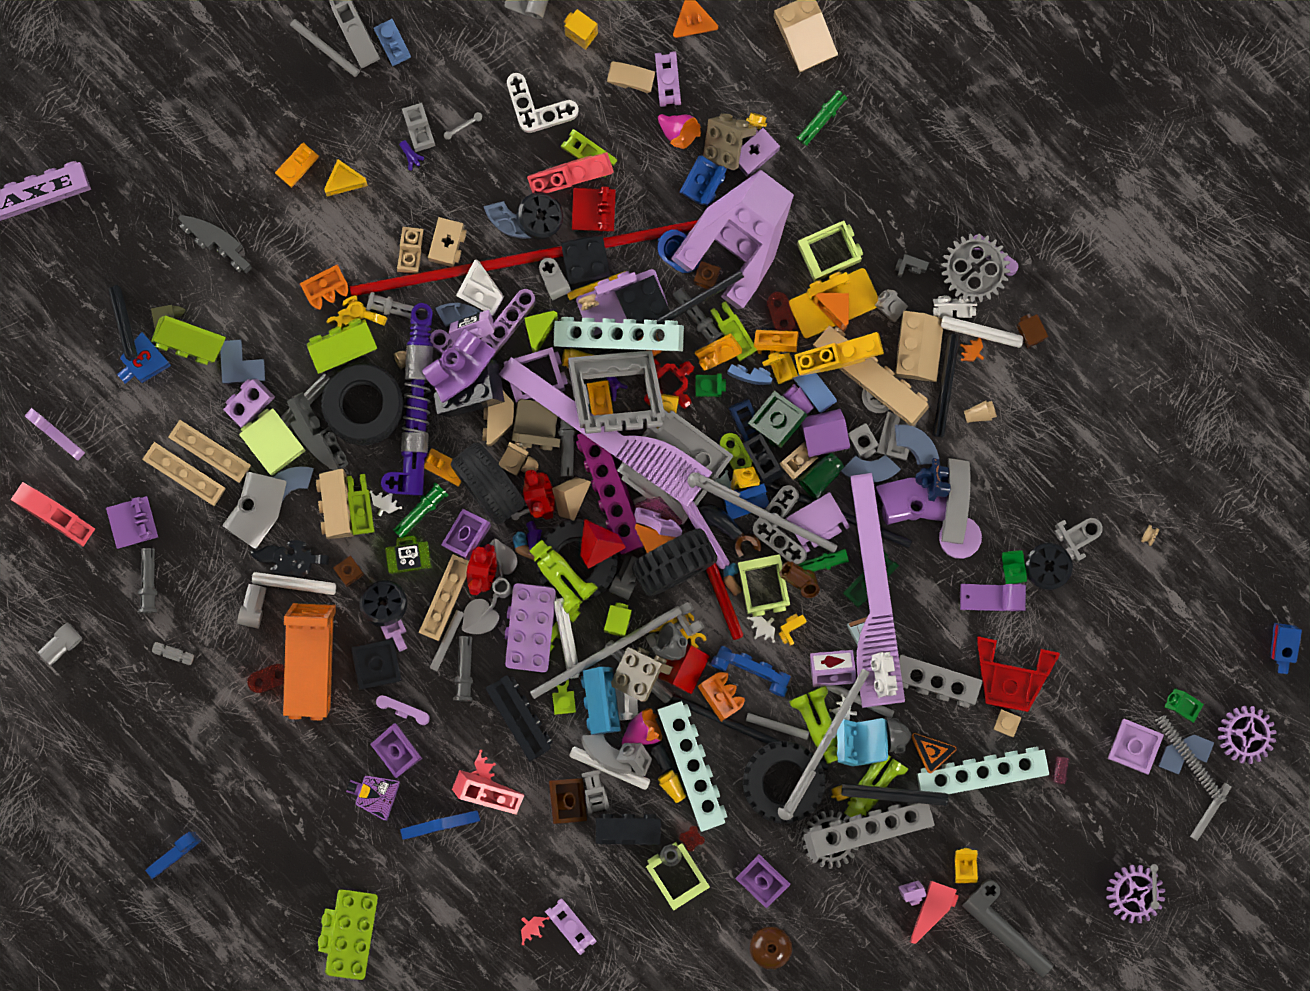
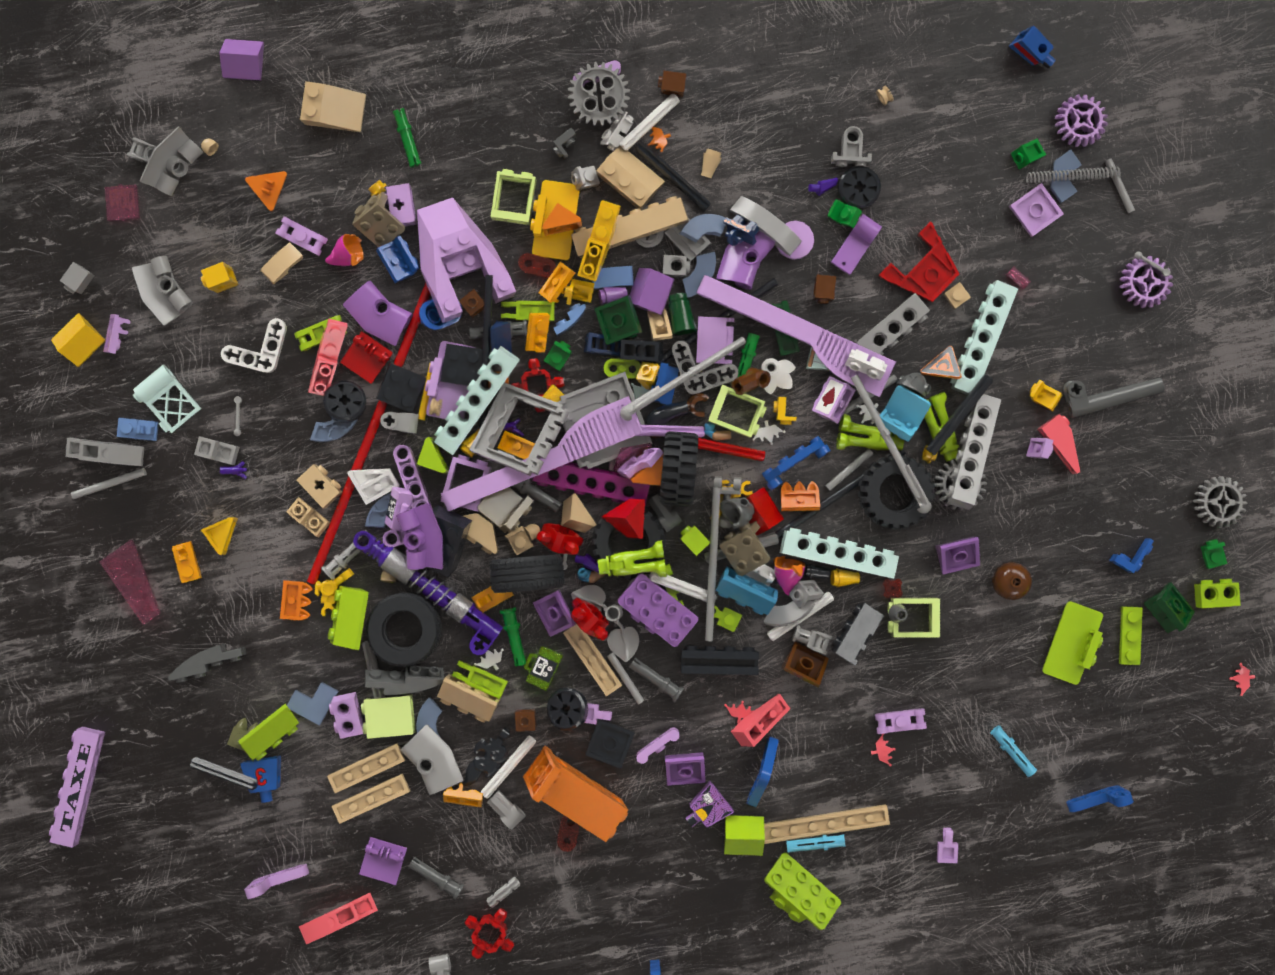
camera: 55 degrees left, 5 degrees up
(103, 664) = (482, 945): none -> red piece
(237, 554) = (458, 796): none -> light orange plate
(249, 123) = (131, 580): none -> clear pink wing
(369, 845) = (744, 835): none -> lime slope
(404, 919) = (839, 841): none -> medium azure pin
(418, 906) = (826, 823): none -> tan tile
(441, 34) = (156, 386): none -> light aqua piece
(636, 180) = (364, 308): none -> medium lavender panel
(693, 320) = (501, 336): none -> dark blue slope
(824, 604) = (780, 376): none -> white plate
(931, 593) = (824, 288): none -> reddish brown brick
(1028, 531) = (822, 186): none -> dark purple bar

